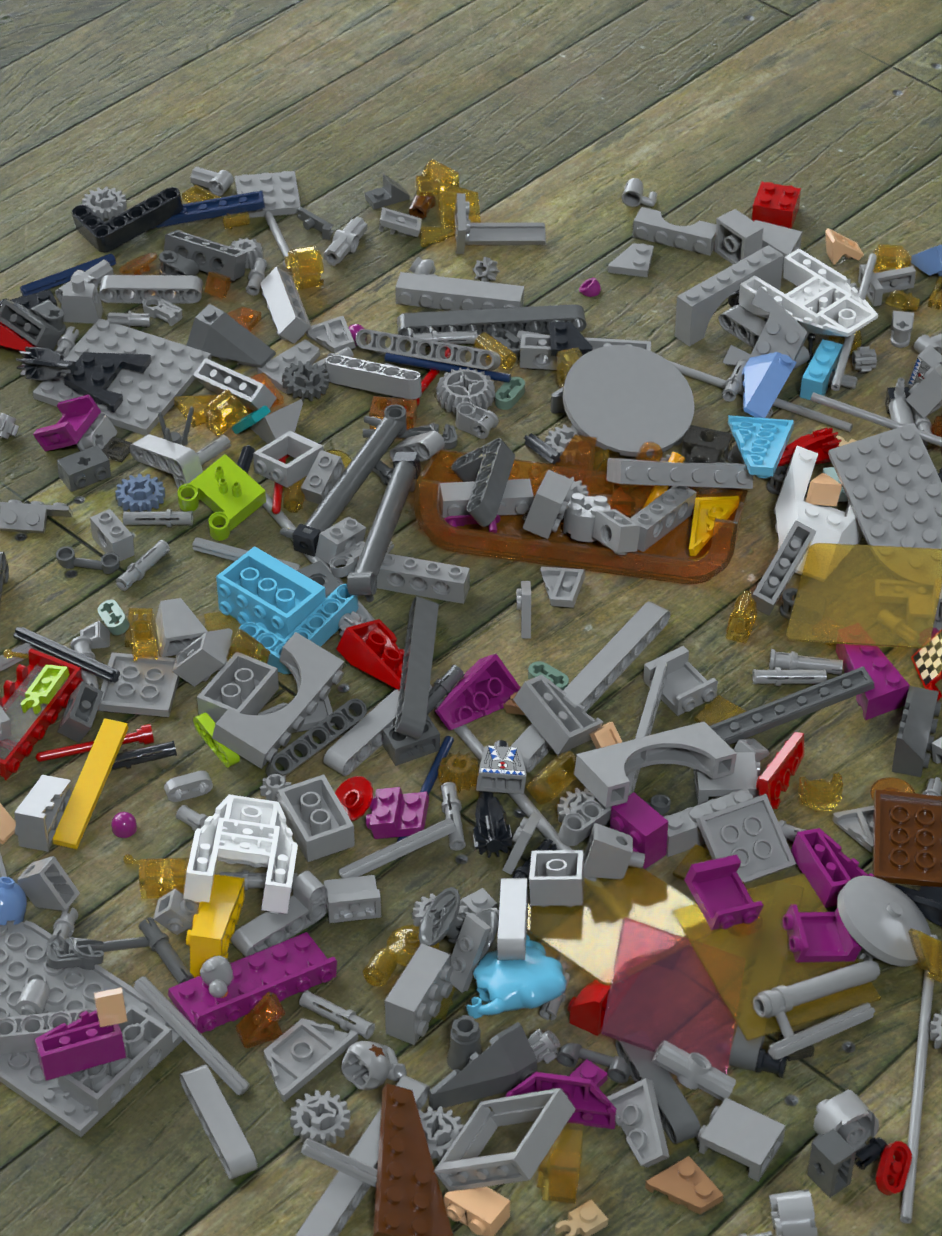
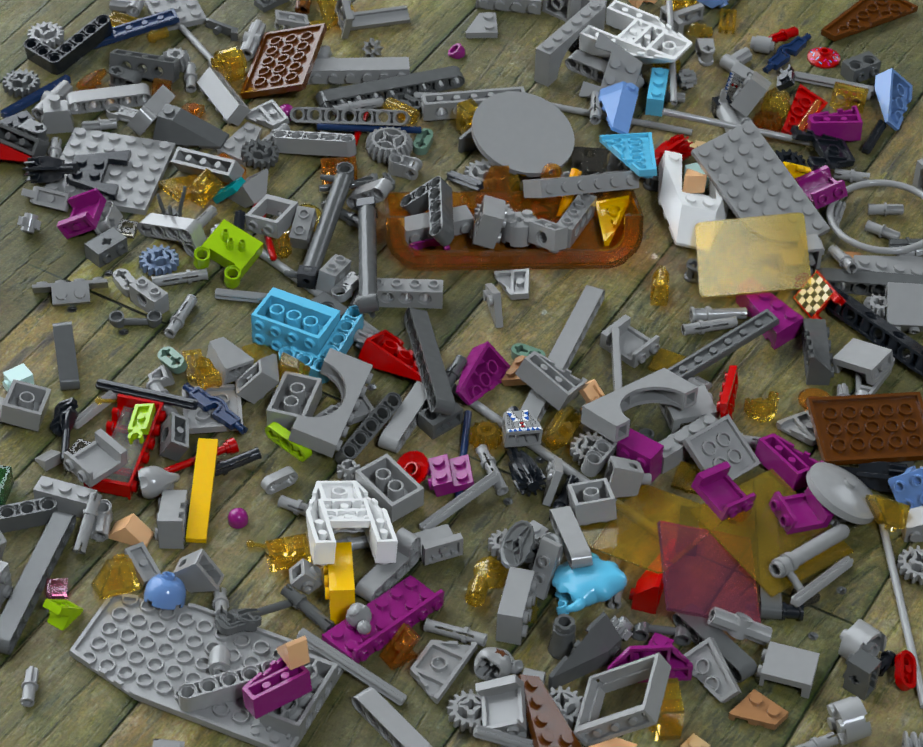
camera: 15 degrees left, 0 degrees up
(37, 398) = (48, 198): none -> light grey hinge
(37, 760) = (155, 480): none -> light grey piece
(55, 256) = (21, 83): none -> dark grey gear
(86, 513) = (121, 283): none -> light grey beam
(145, 693) = (221, 413): none -> dark blue piece
(182, 316) = (150, 110): none -> light grey beam
(355, 1119) = (503, 704): none -> light grey panel
(371, 271) = (283, 61): none -> reddish brown plate
(566, 336) = (457, 92): black wing -> none
(783, 567) = (681, 243): light grey brick -> none

